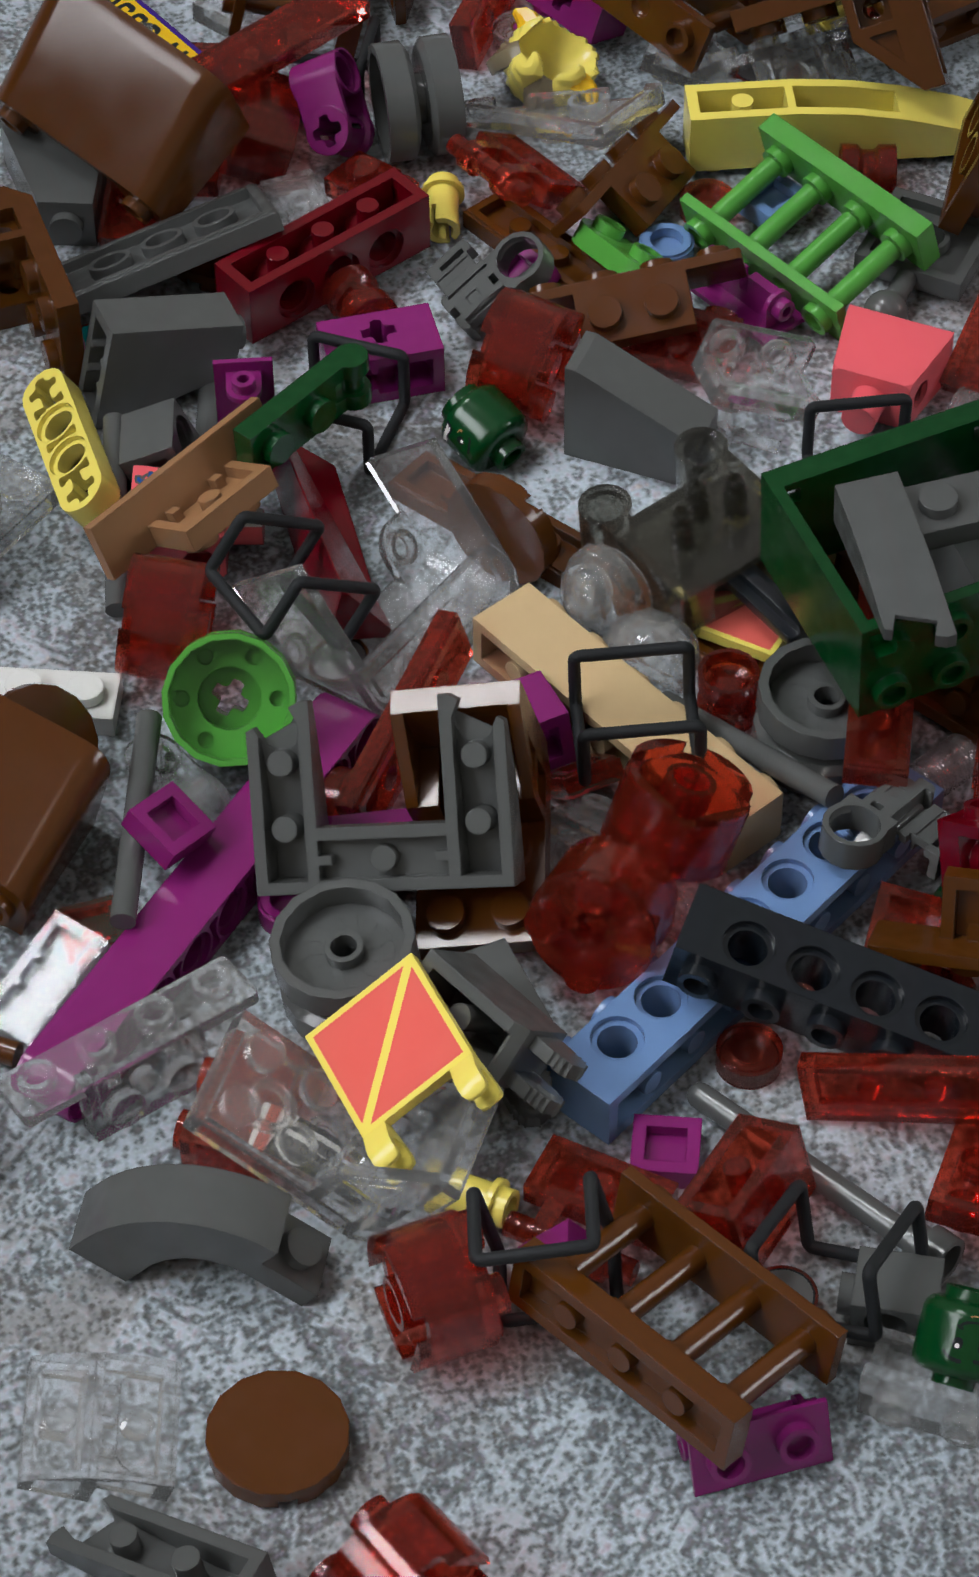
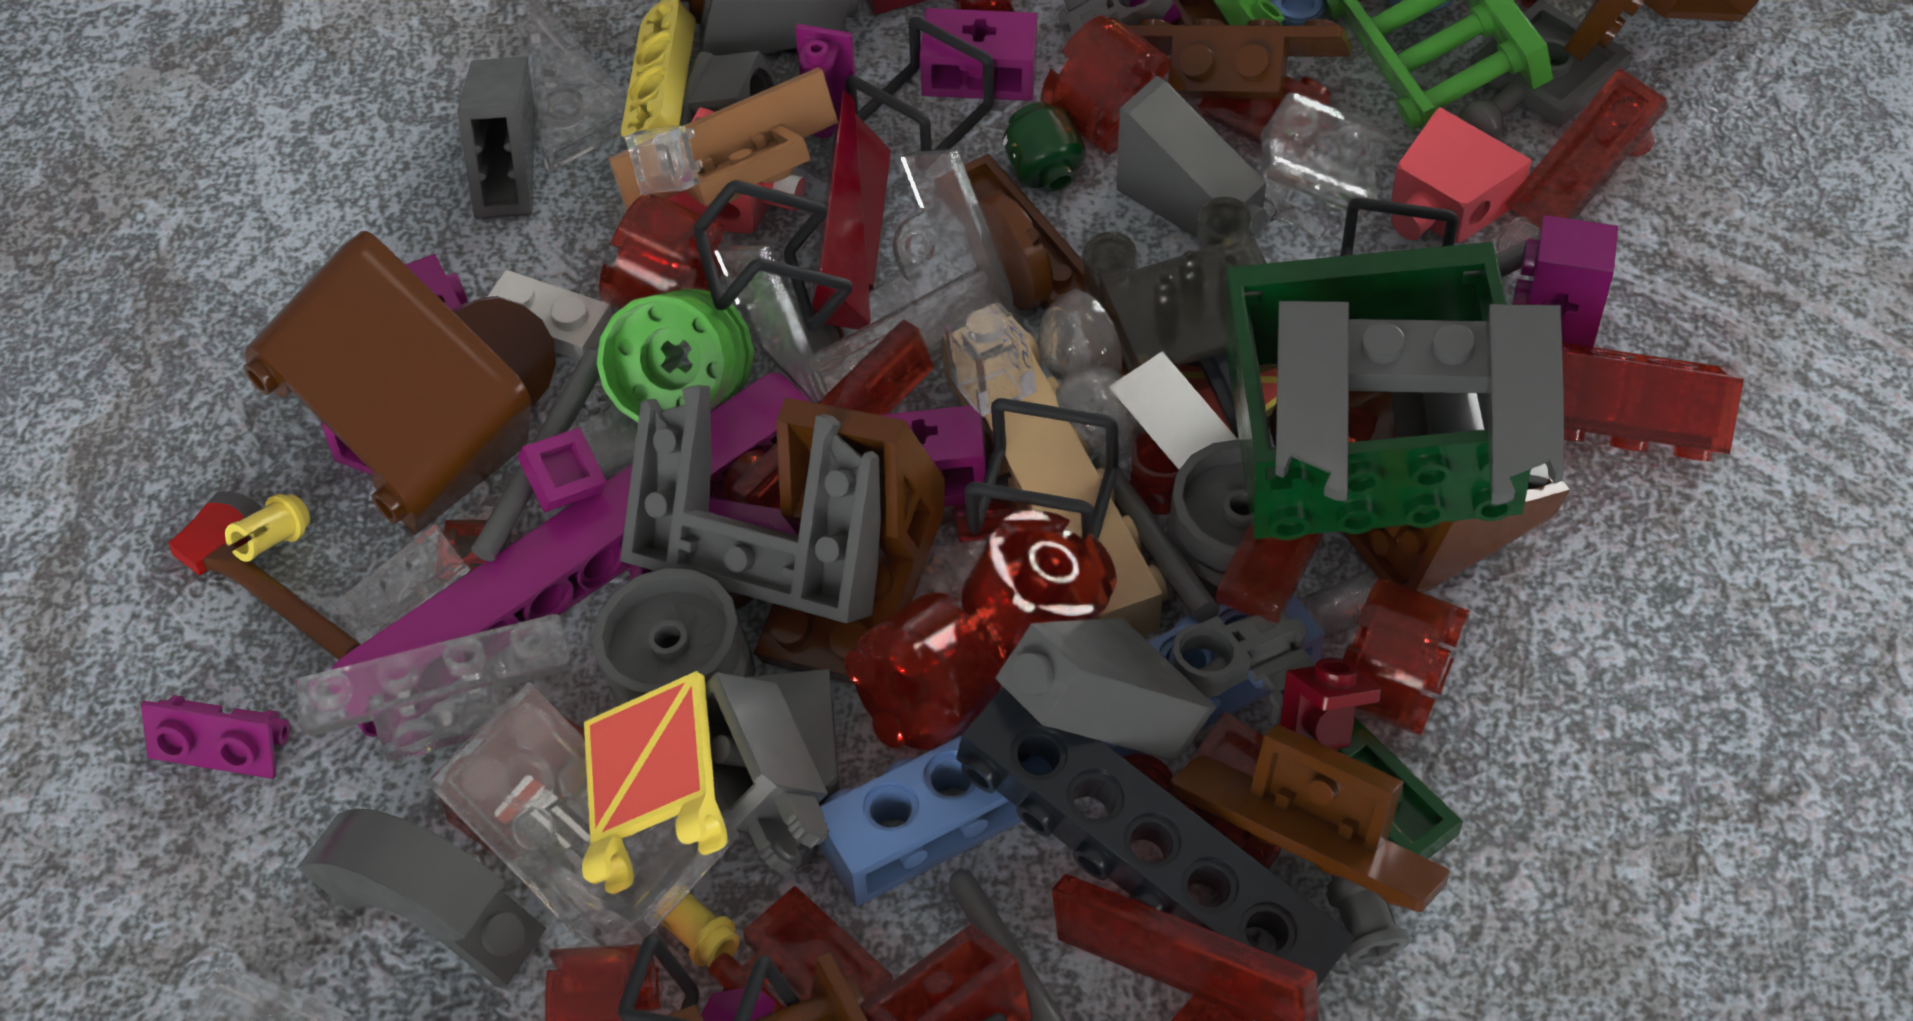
camera: 20 degrees right, 5 degrees up
(143, 515) = (663, 159): none -> clear tile
(305, 407) = (862, 90): dark green plate -> none
(540, 622) = (990, 357): none -> clear brick
(667, 1146) = (903, 929): magenta tile -> none
(723, 631) = (1170, 409): none -> white sticker
(749, 1055) = (1027, 858): clear red tile -> none
(755, 301) = (1354, 83): magenta hinge -> none
(787, 873) = (1105, 686): none -> dark grey slope

